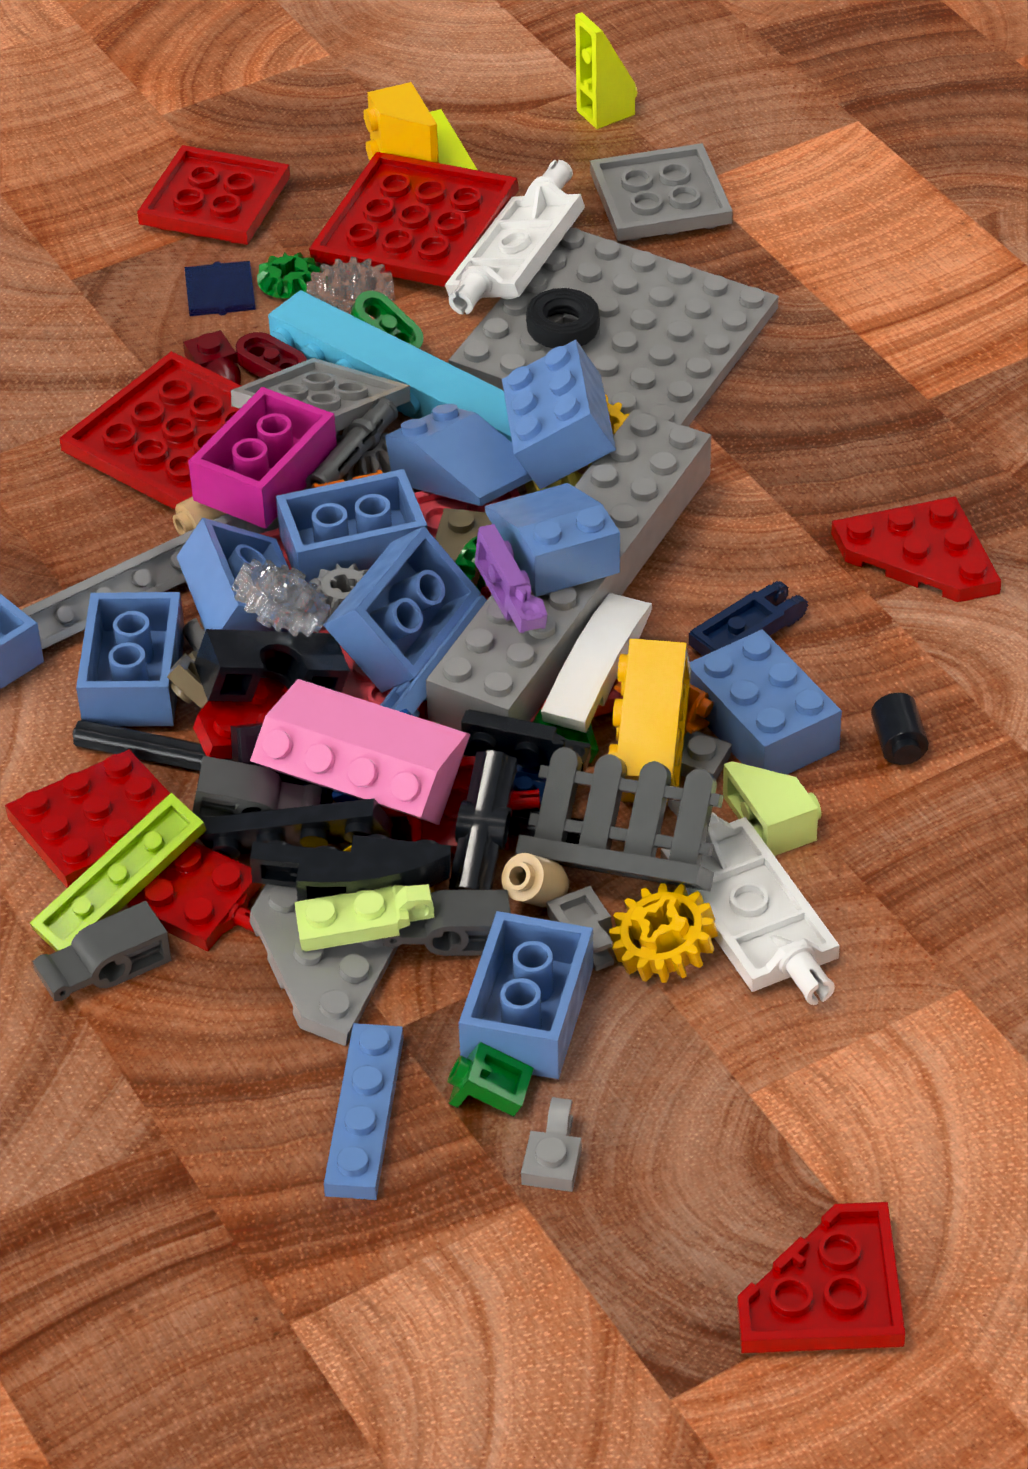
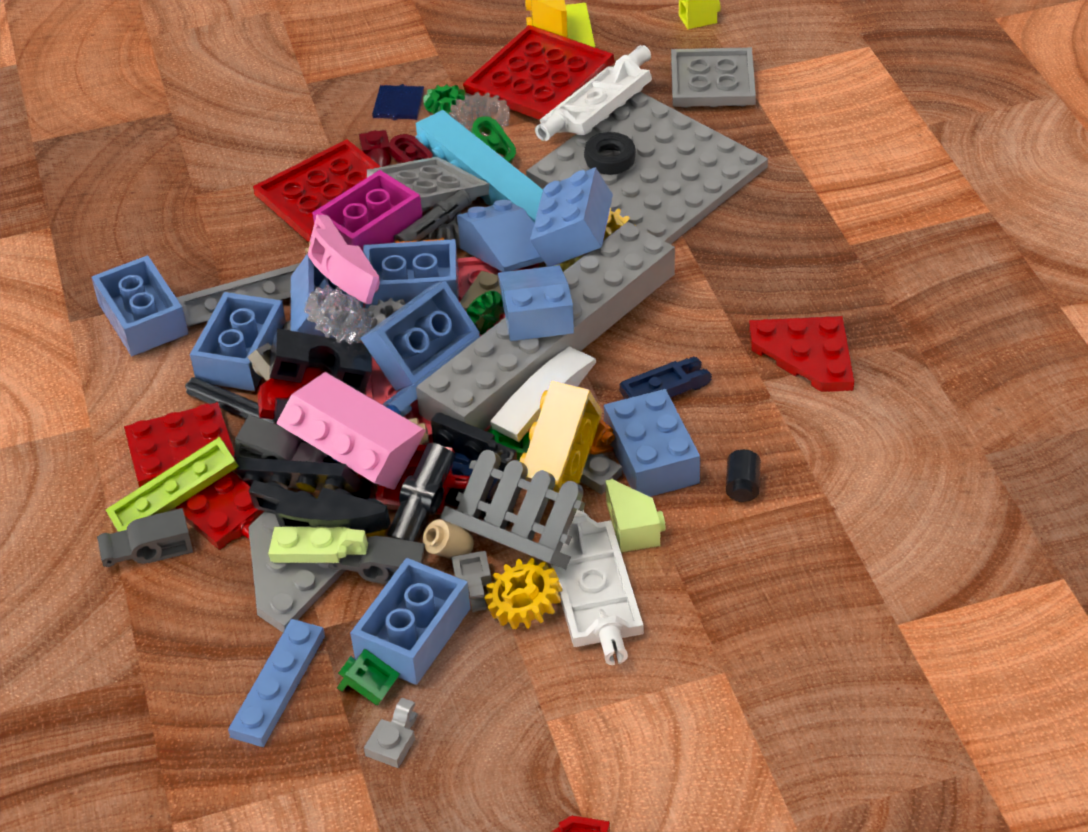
camera: 15 degrees right, 0 degrees up
(214, 194) = (416, 39): red plate -> none
(260, 523) = (342, 263): none -> bright pink slope
(506, 582) = (490, 328): medium lavender hinge -> none

